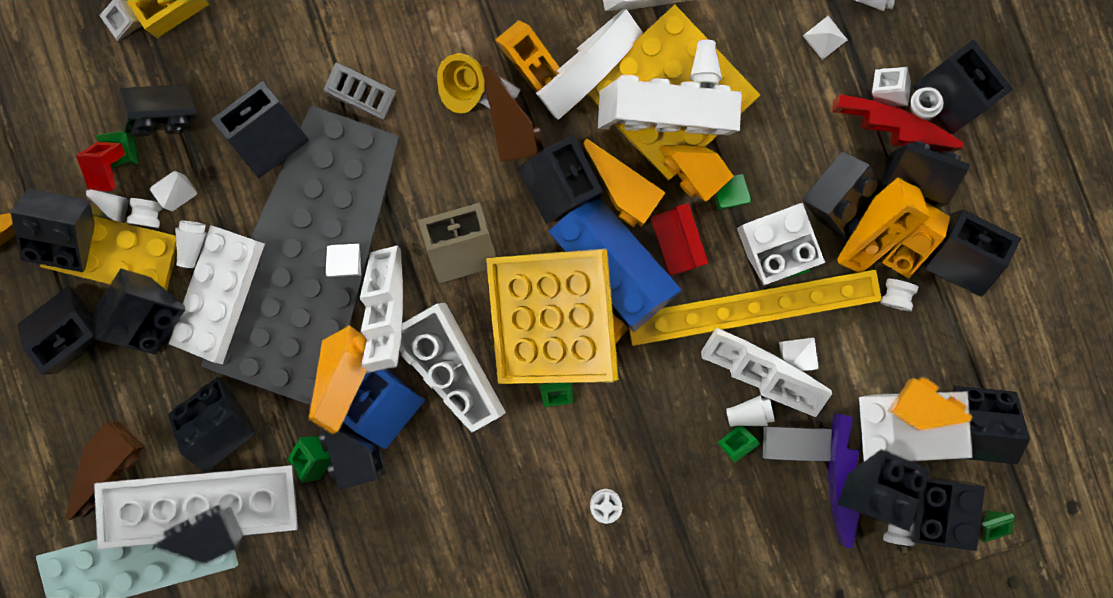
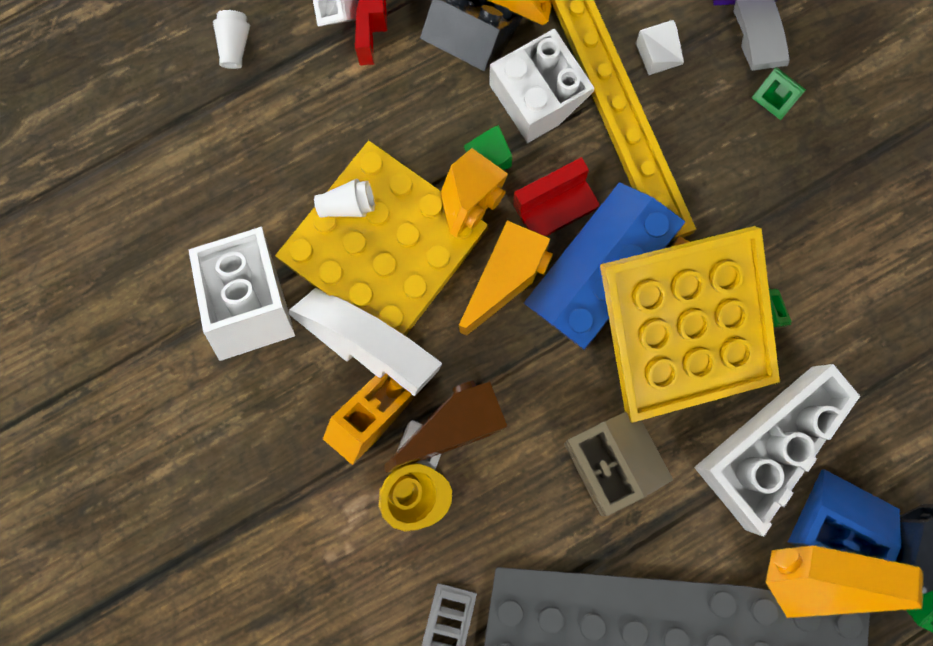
camera: 100 degrees left, 10 degrees down
(343, 260) = (677, 609): white slope -> none
(384, 309) = (730, 541): white slope -> none
(560, 179) = (514, 349): black slope -> none
(606, 511) = (898, 219): white wheel -> none
(669, 106) = (405, 233): white wedge -> none
(751, 413) = (739, 84): white cone -> none
(767, 372) = (688, 79): white slope -> none
(825, 37) = (289, 85): white slope -> none

